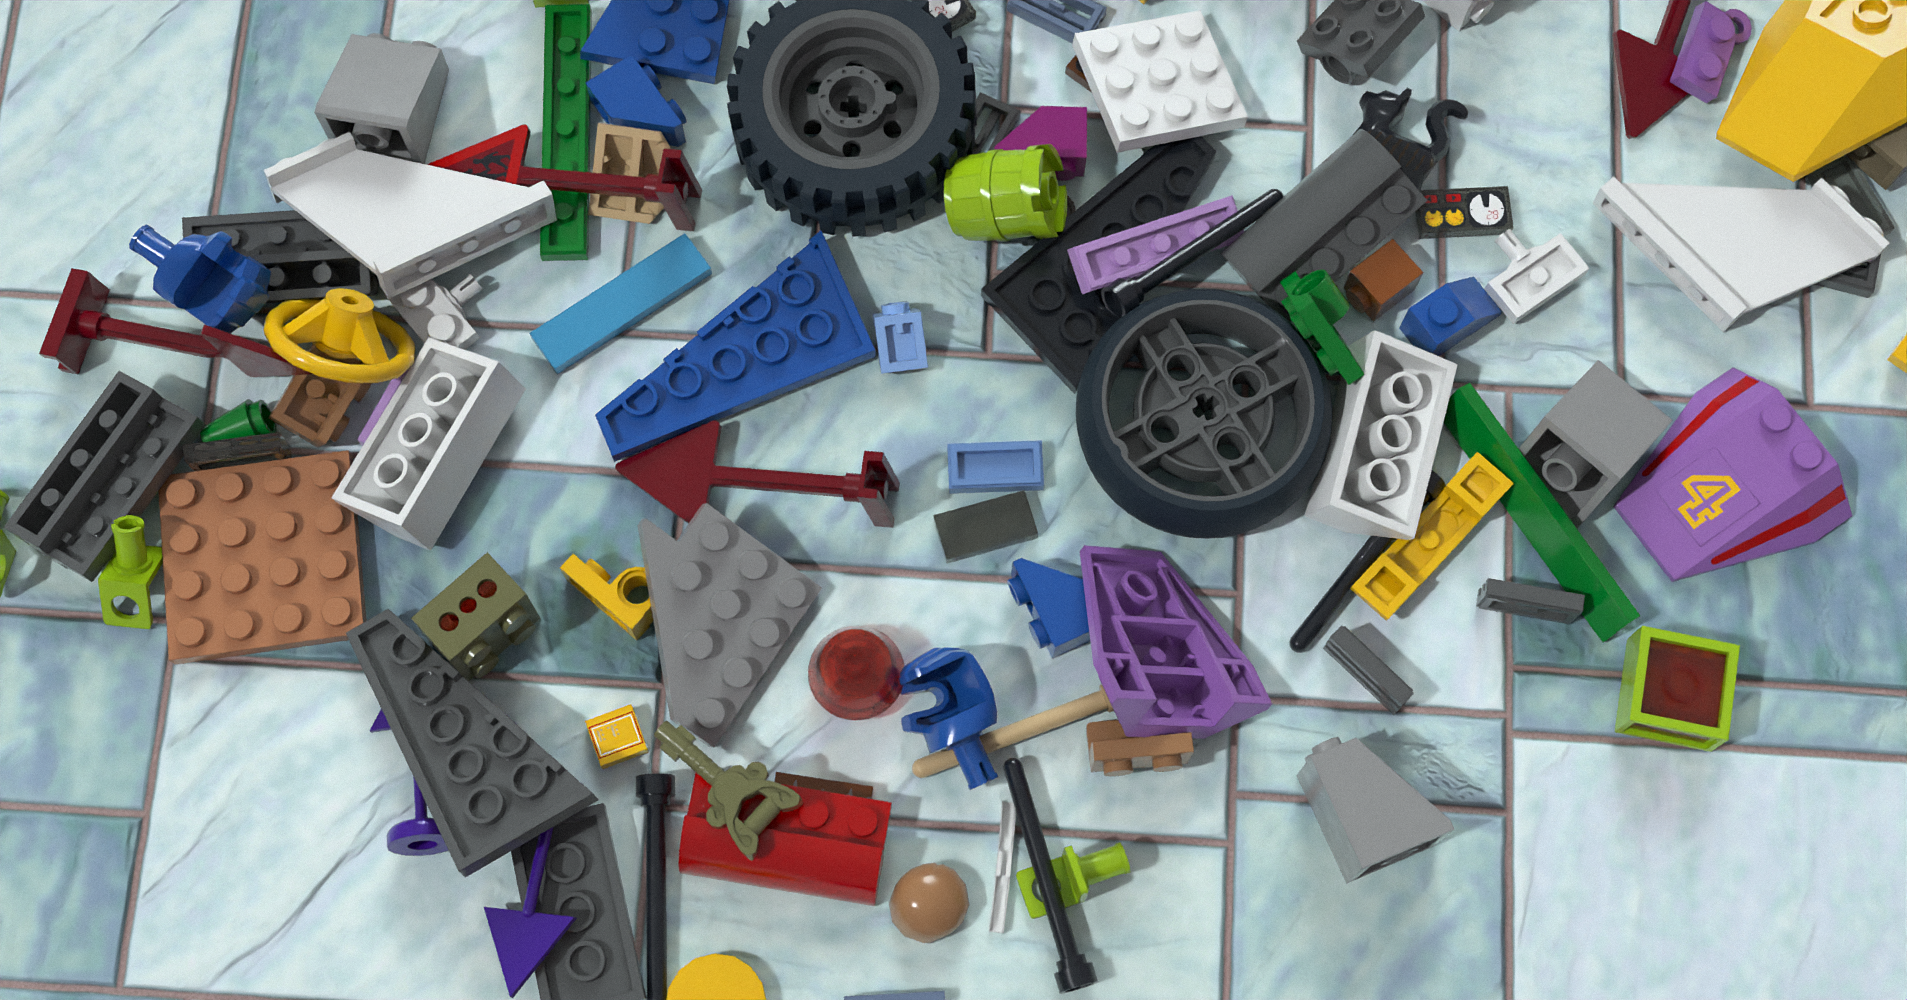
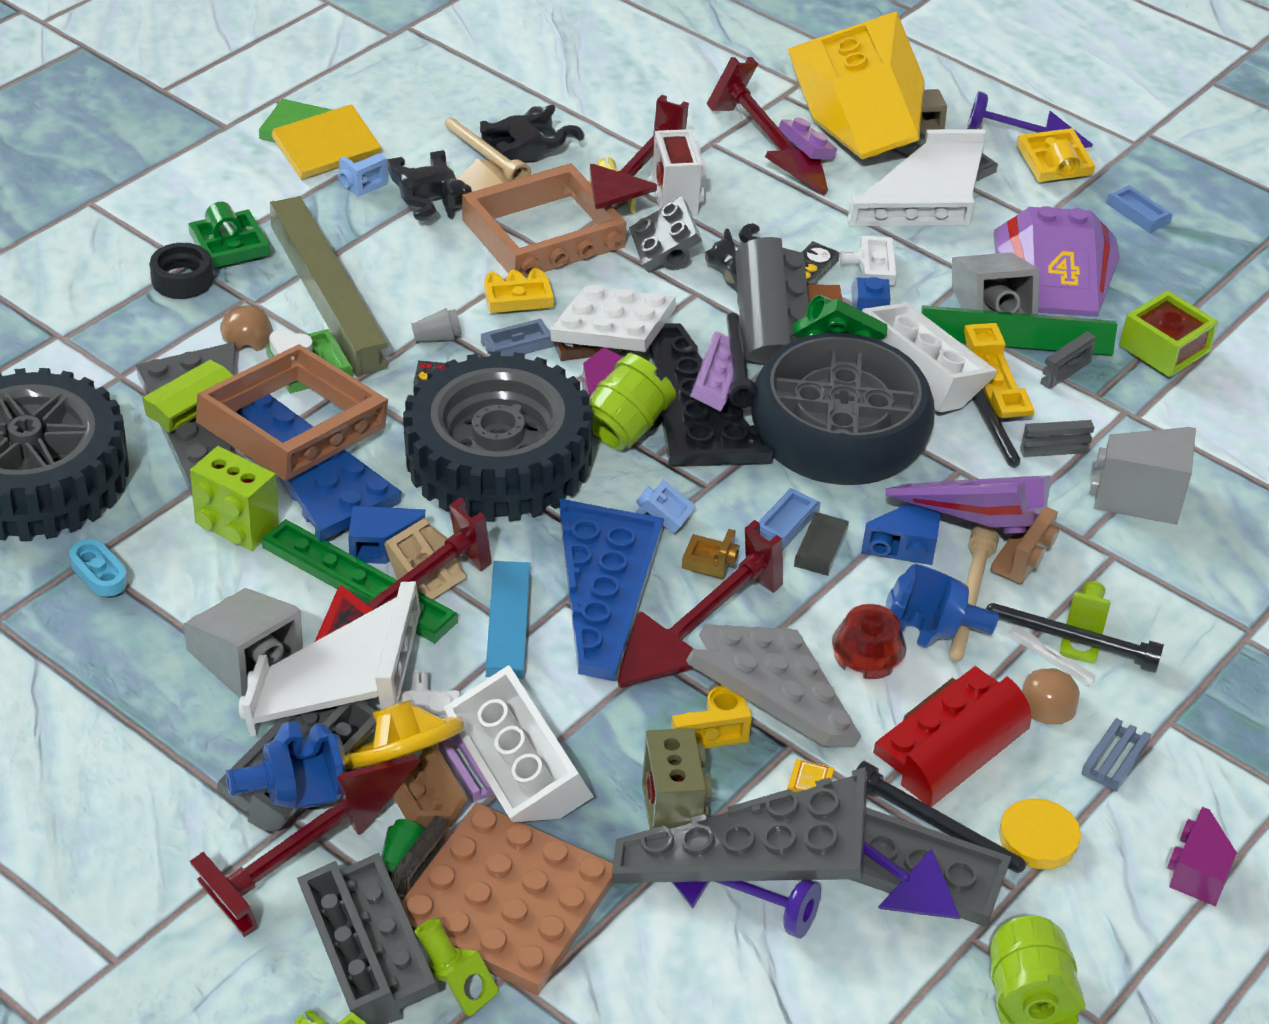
camera: 55 degrees left, 30 degrees down
(731, 789) = (911, 719): olive piece -> none
(861, 428) = (711, 555): none -> pearl gold bracket

